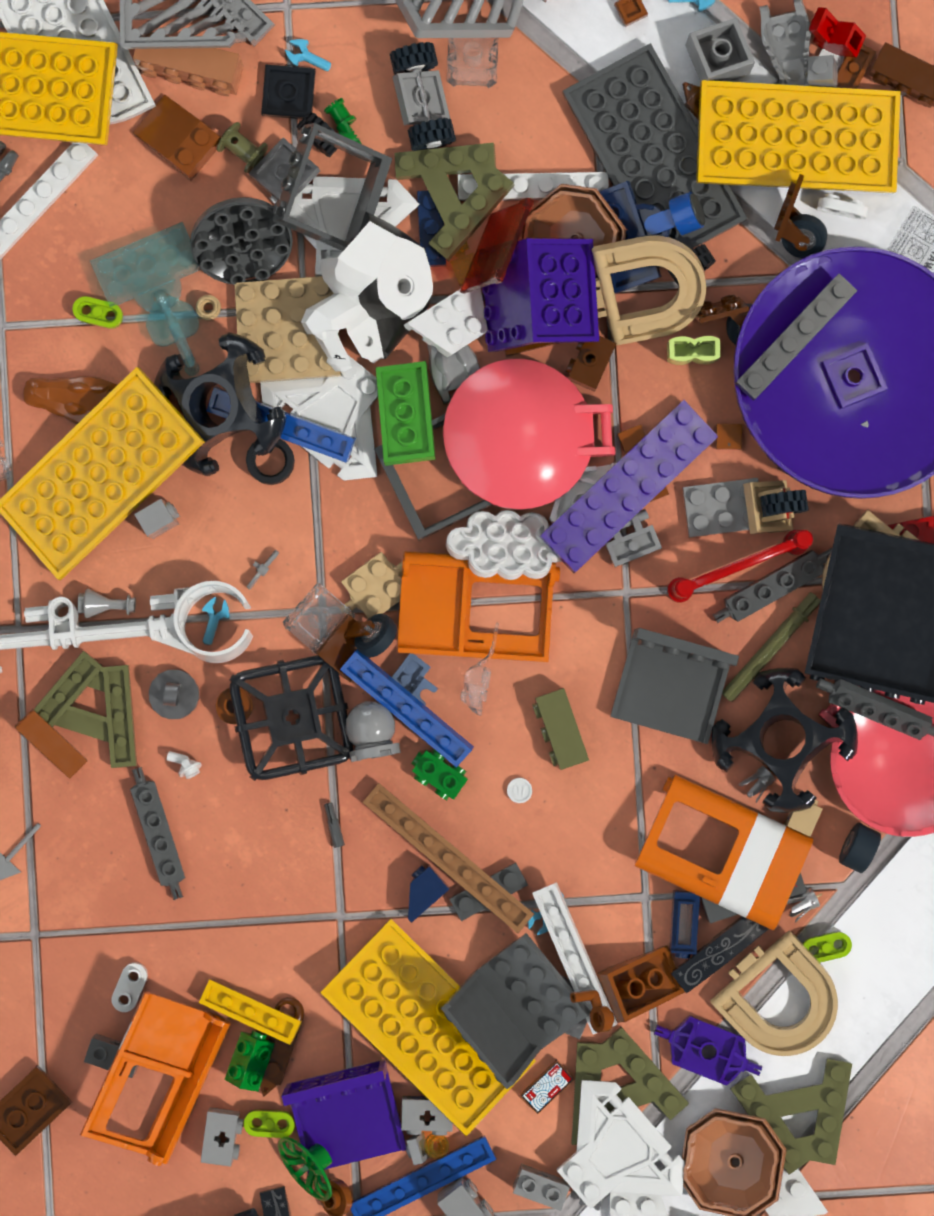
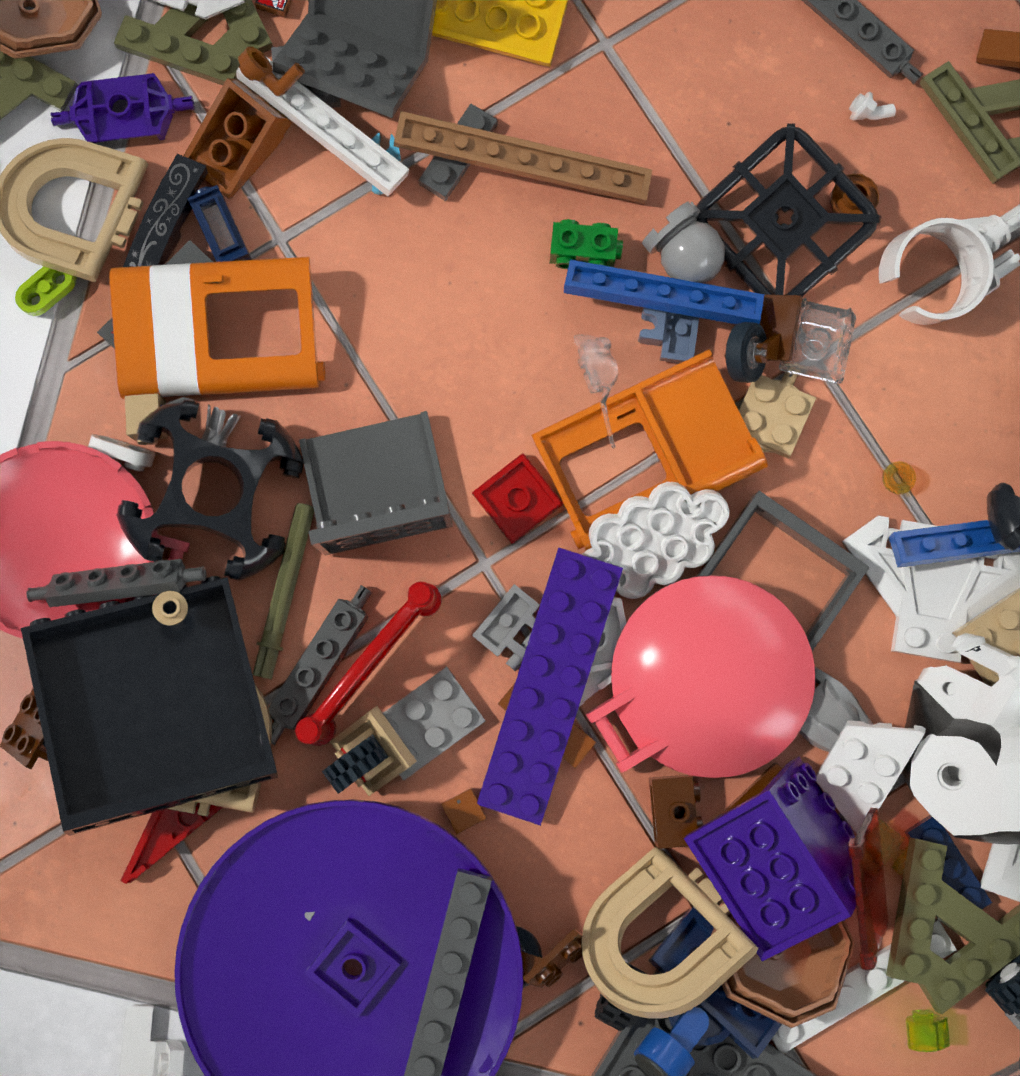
camera: 150 degrees right, 5 degrees down
(174, 694) = (925, 179): flat silver tile -> none
(214, 619) = (930, 286): medium azure bar -> none
(262, 569) = (909, 366): light grey piece -> none
(273, 479) = (948, 488): black tyre -> none
(312, 490) = (907, 473): none -> clear yellow plate
(334, 826) = (659, 123): dark grey piece -> none
(405, 413) = (858, 626): bright green plate -> none
(424, 891) = (529, 111): dark blue slope -> none
(507, 136) = (927, 1031): none -> clear neon green plate
(519, 790) = (484, 279): white piece -> none
(560, 729) = (475, 367): olive brick -> none
(580, 624) = (517, 498): none -> red tile
(684, 350) = (553, 895): yellowish green brick -> none
(808, 902) = (89, 326): flat silver piece -> none
(831, 802) = (134, 456): none -> white plate
(859, 848) = (60, 413): black wheel -> none
(860, 672) = (174, 618): none -> tan plate

